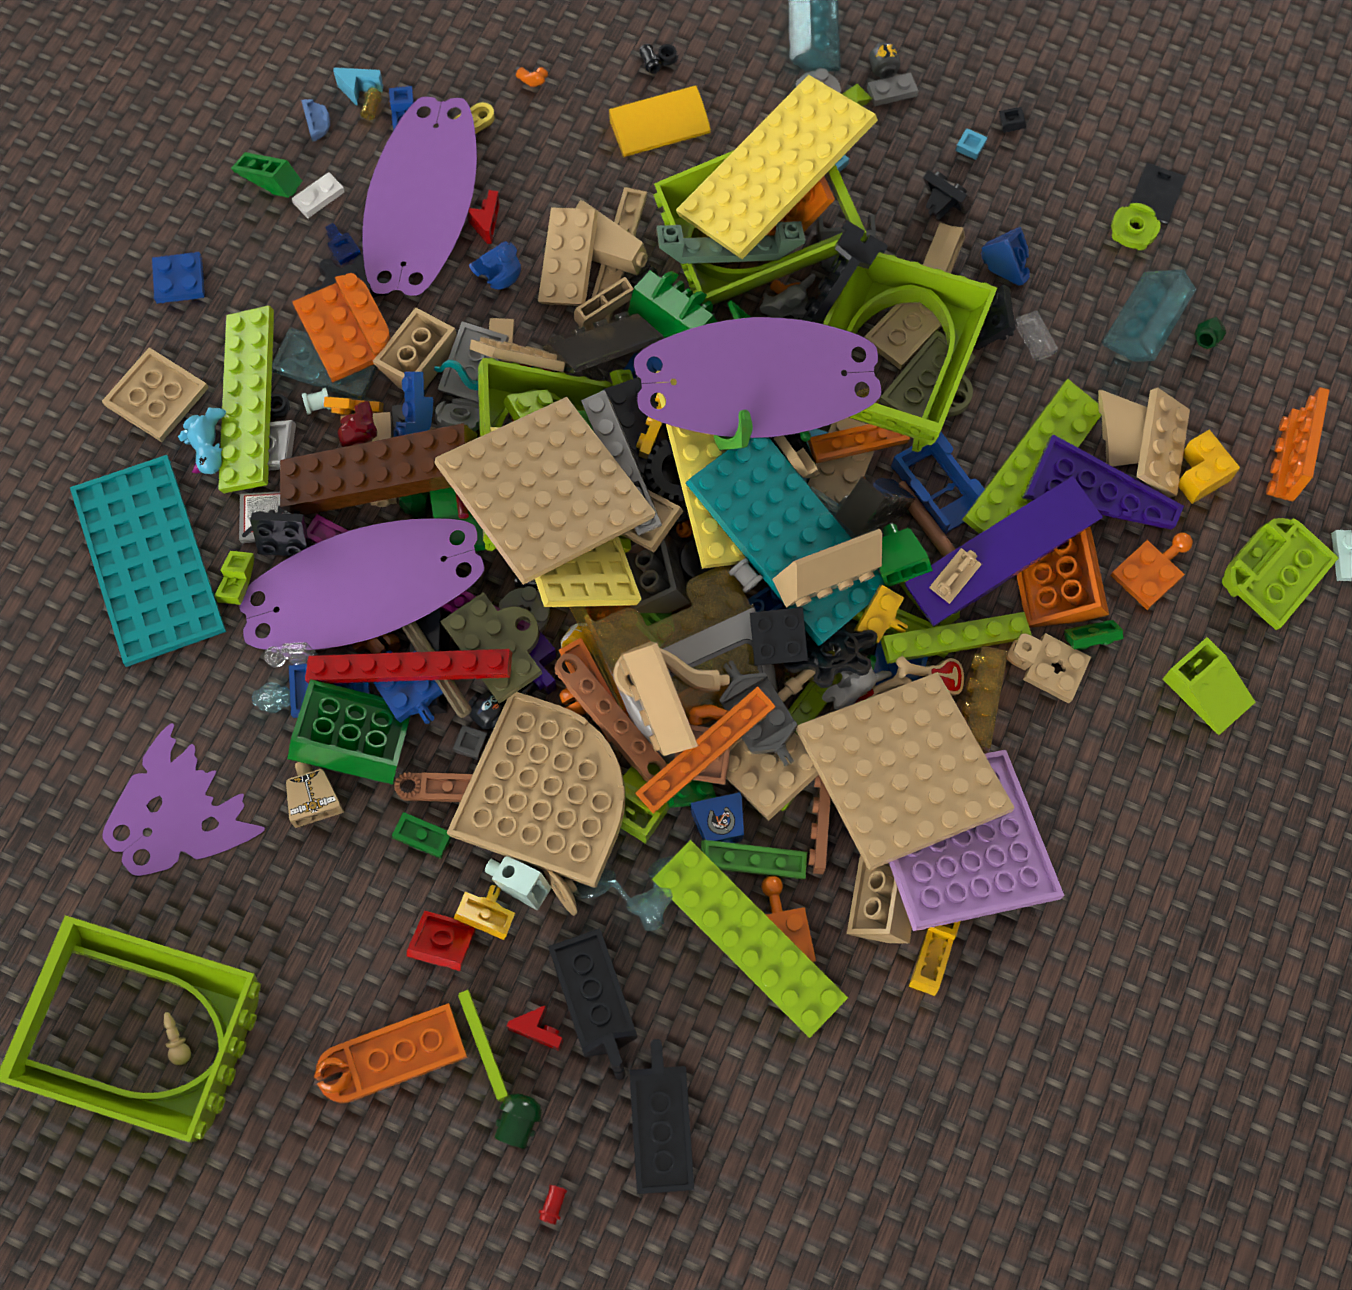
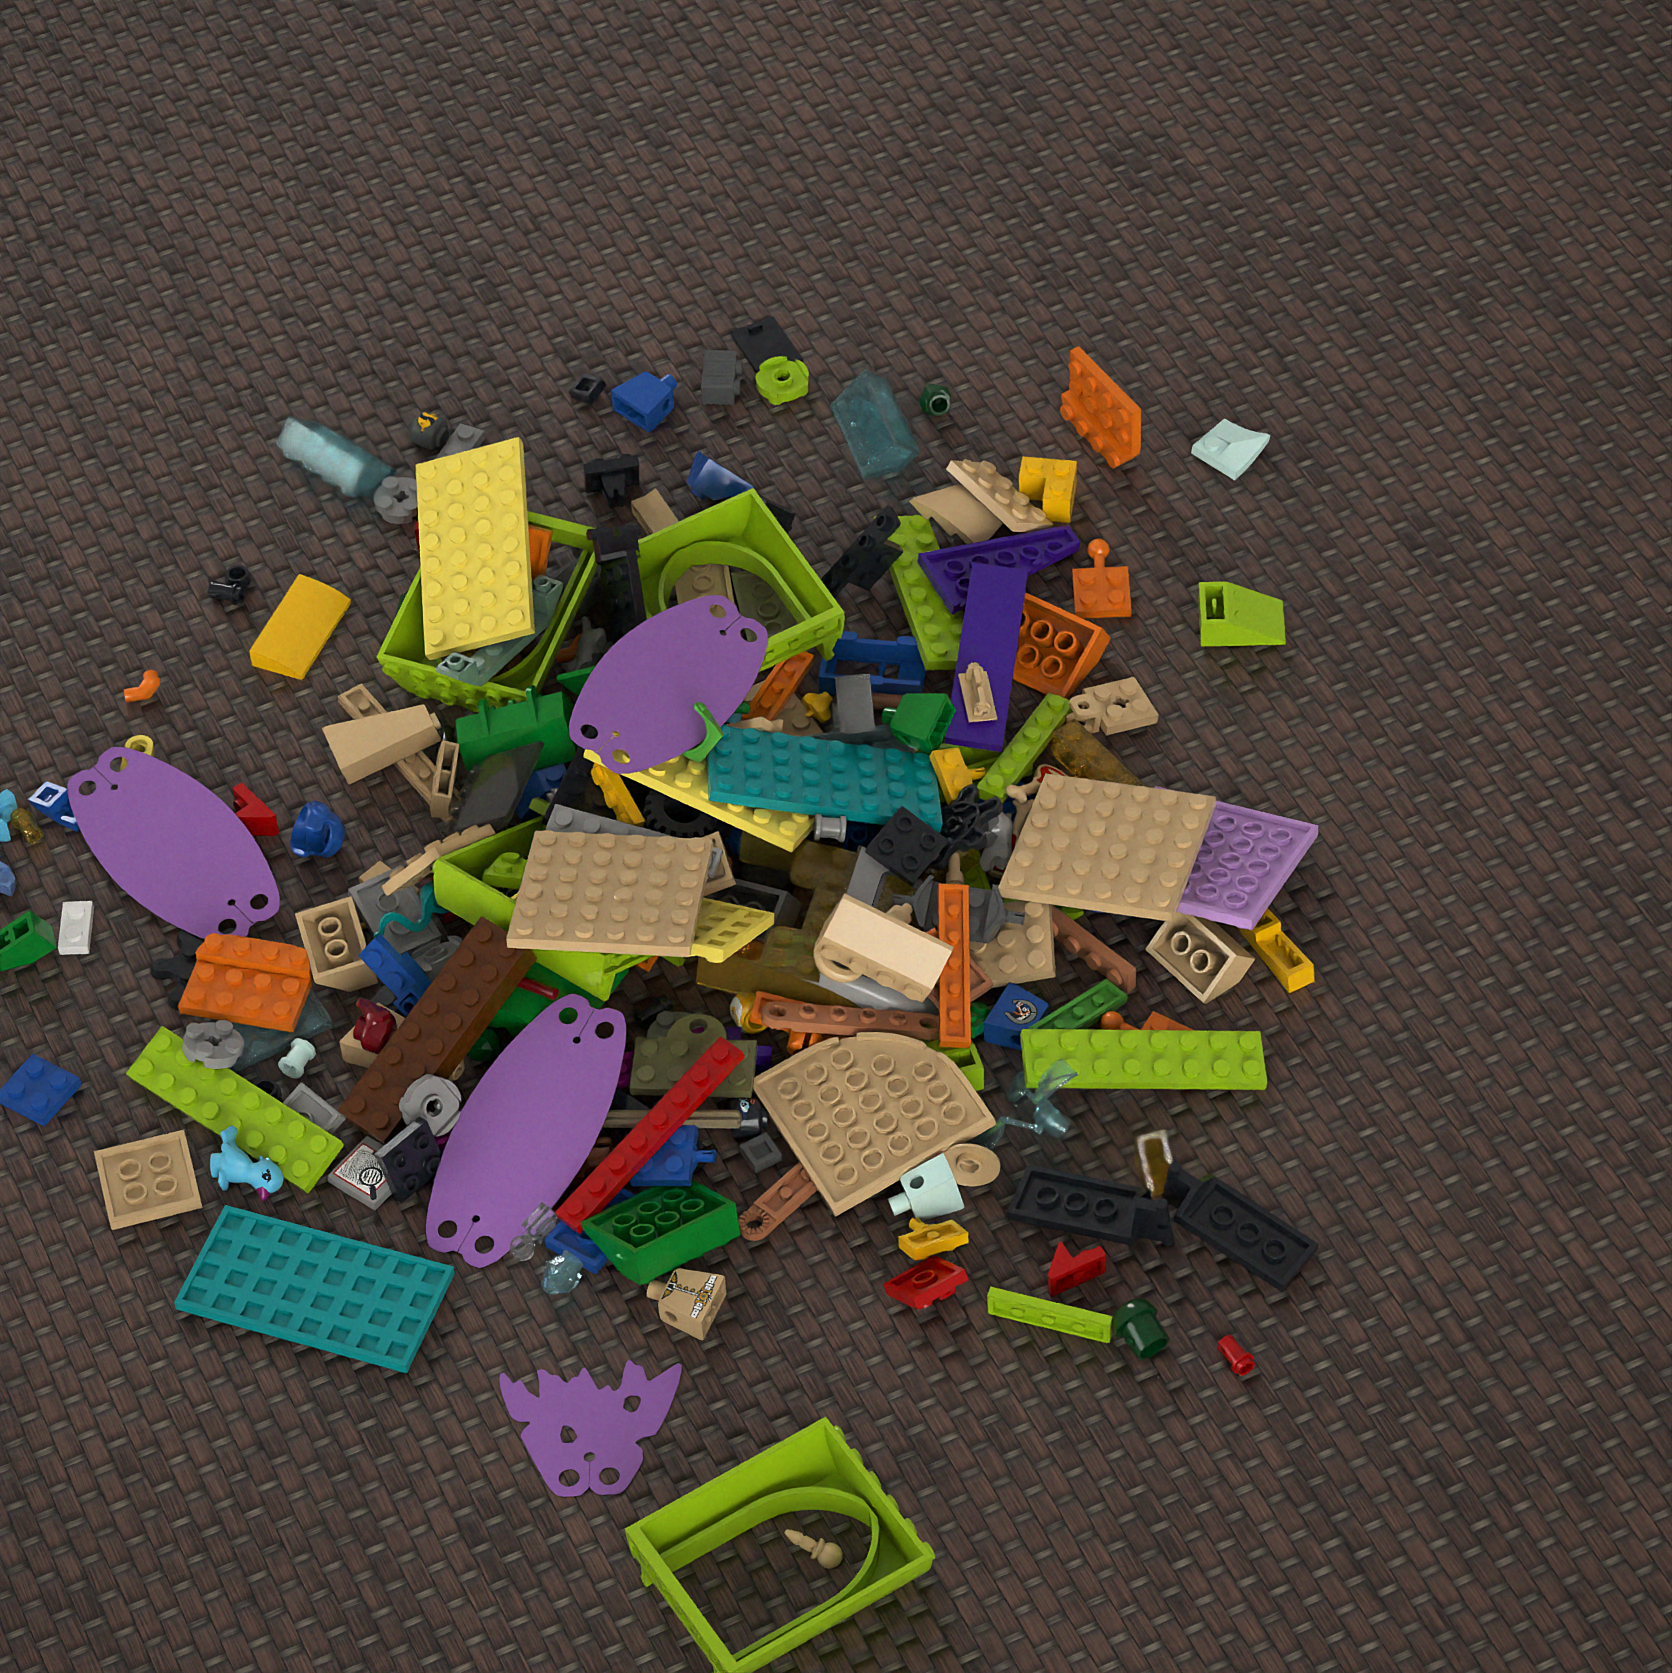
camera: 45 degrees left, 20 degrees down
(237, 575) = (408, 1231): lime slope -> none
(275, 333) = (201, 1037): none -> light grey plate
(330, 503) = (431, 1088): none -> light grey plate
(341, 246) = (155, 940): clear blue plate -> none
(345, 405) = (330, 1032): light orange plate -> none
(391, 1055) = (991, 1390): orange plate -> none
(421, 835) = (811, 1242): green plate -> none
(568, 256) = (369, 773): tan plate -> none
(670, 1018) = (1152, 1159): none -> clear yellow slope
(830, 569) = (889, 763): tan slope -> none
(871, 470) = (817, 706): none -> yellow piece
(971, 144) = (578, 431): medium azure plate -> none
(1022, 403) = (867, 557): none -> black bracket
(1036, 160) = (645, 399): none -> blue torso
(1036, 335) = (812, 514): clear plate -> none
(1093, 634) = (1117, 659): green plate -> none
(1099, 187) = (720, 377): none -> dark grey brick
(1278, 569) = (1186, 505): lime plate -> none

